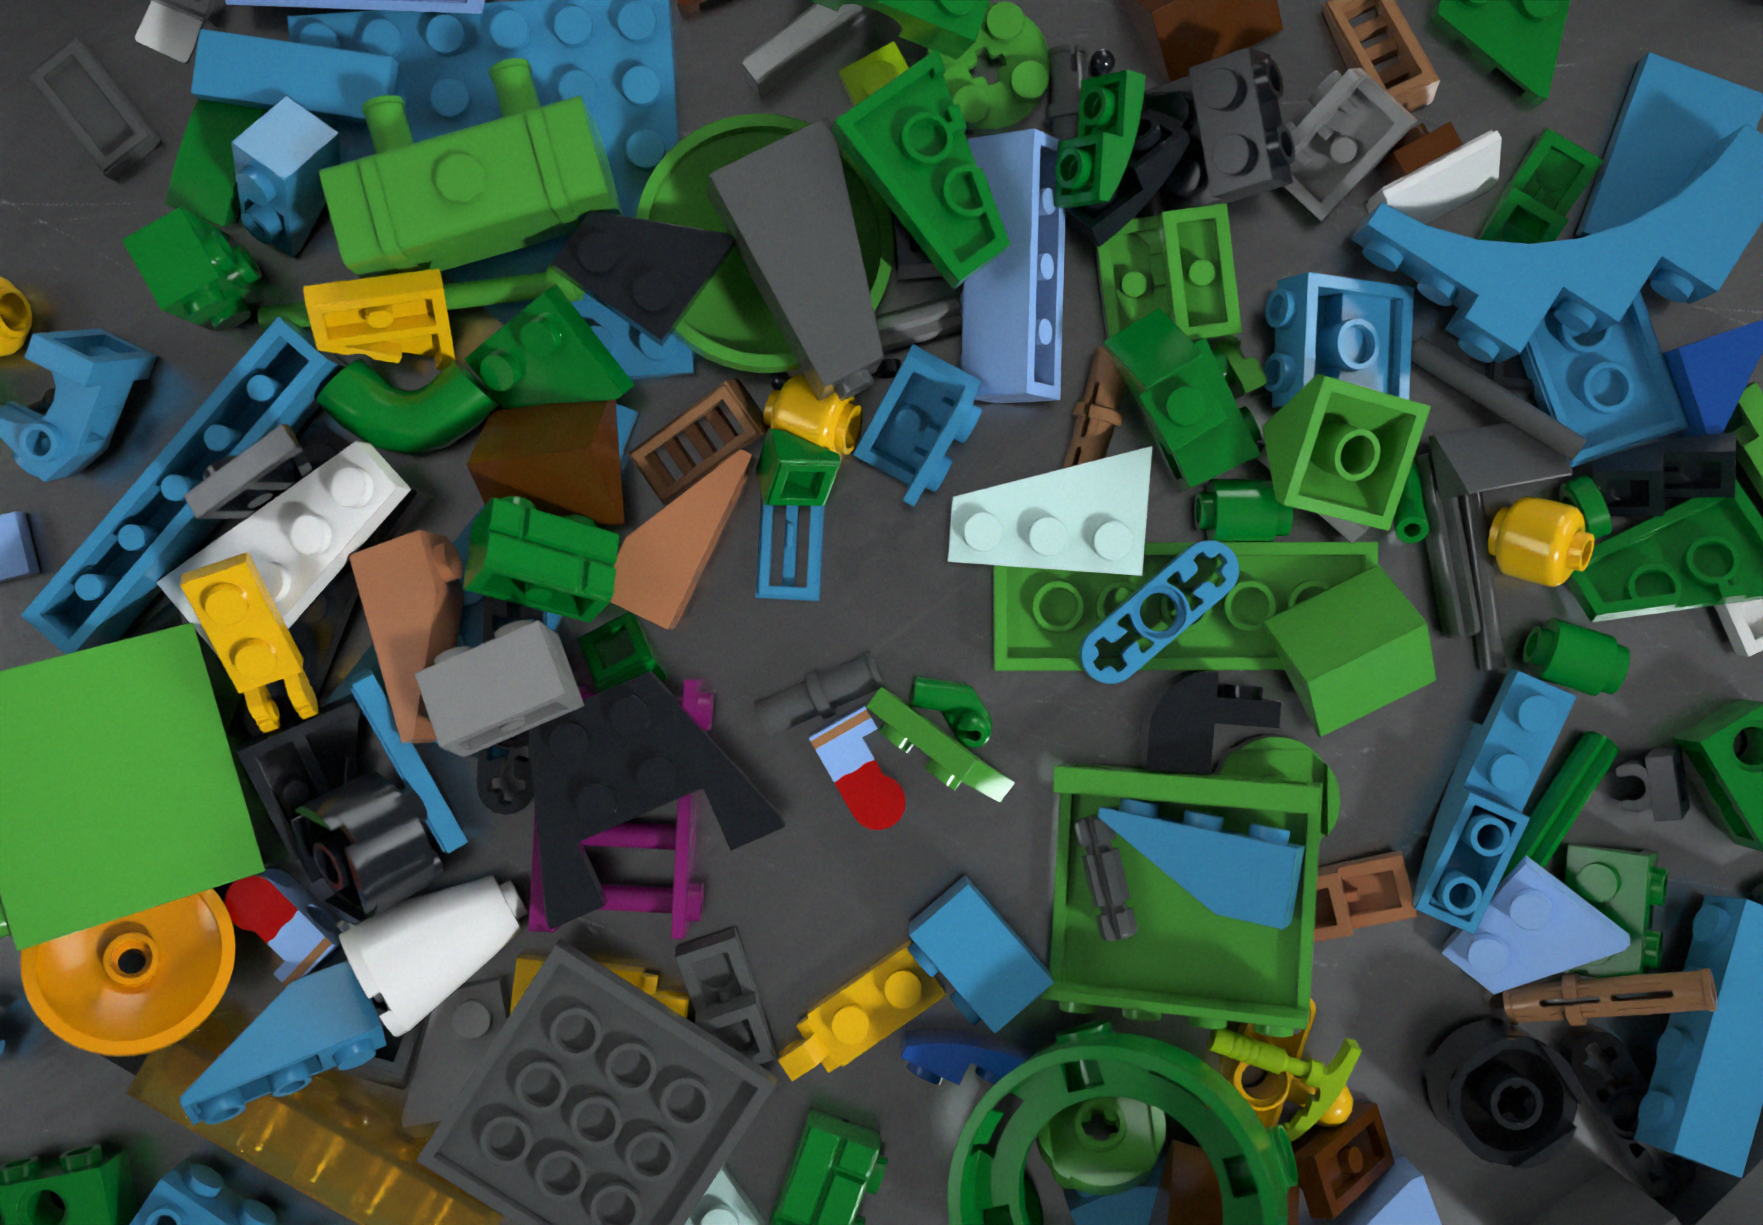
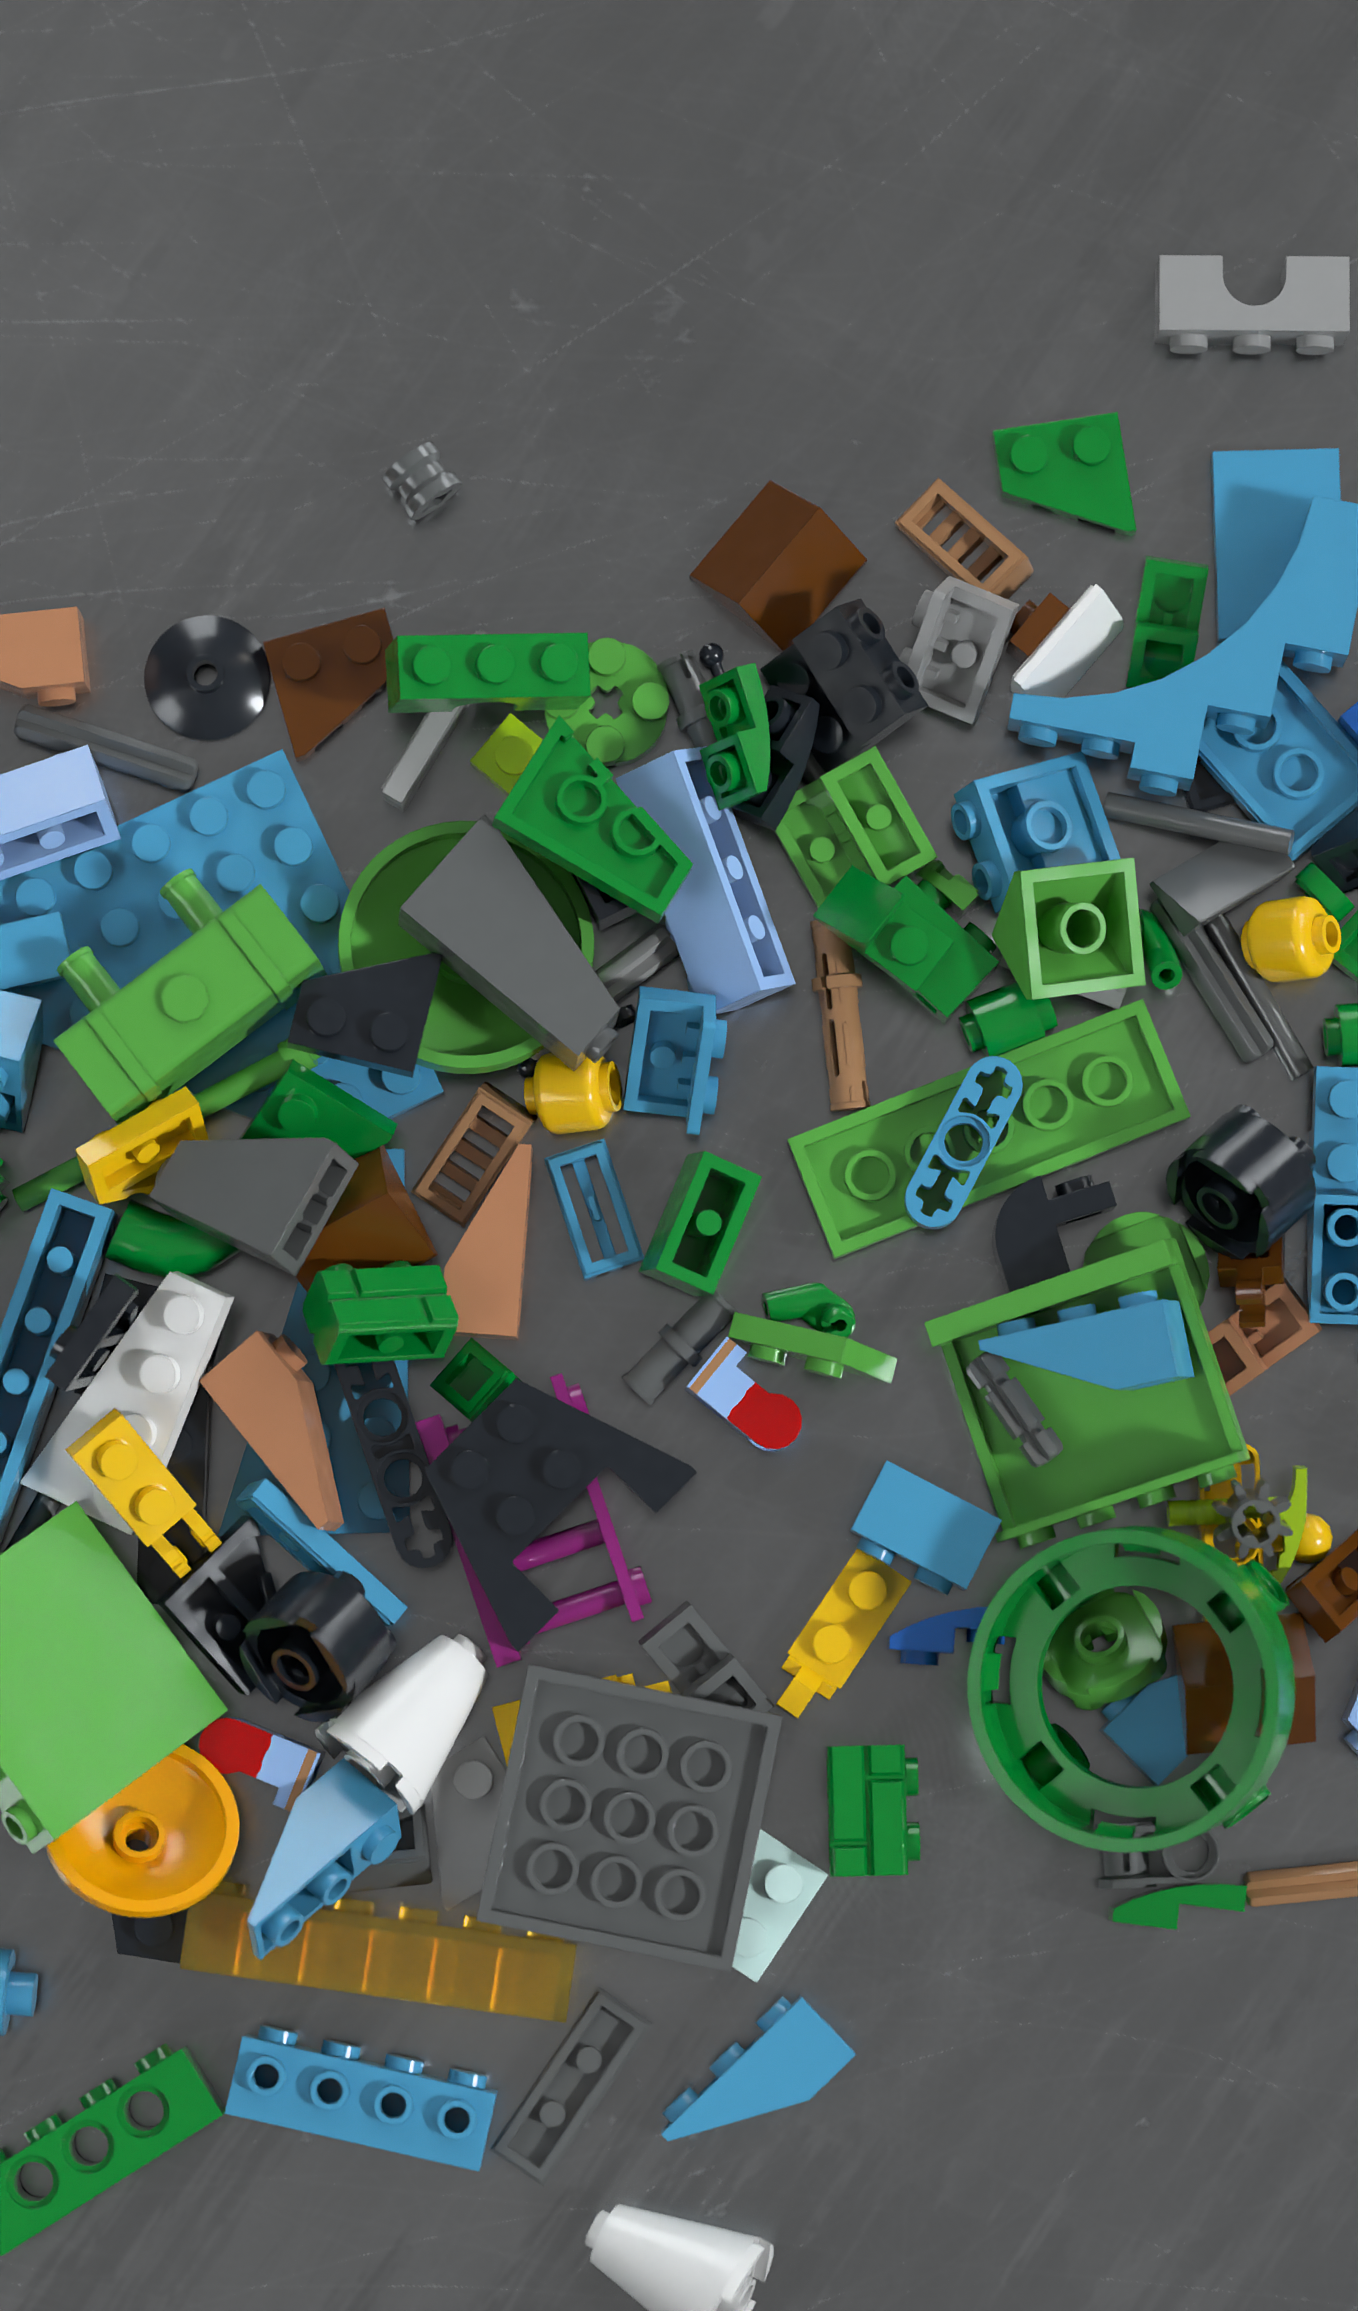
camera: 15 degrees left, 5 degrees down
(467, 399) = (256, 1192): none -> dark grey slope
(498, 687) = (388, 1442): light grey brick -> none
(795, 470) = (576, 1144): green slope -> none
(882, 590) = (700, 1224): none -> green brick
(1059, 520) = (838, 1094): light aqua wing -> none
(1300, 1102) = (1269, 1518): none -> dark grey gear
(1352, 649) = (1153, 1104): bright green slope -> none
(1383, 827) = (1249, 1280): none -> reddish brown plate
(1409, 756) = (1243, 1183): none -> black brick

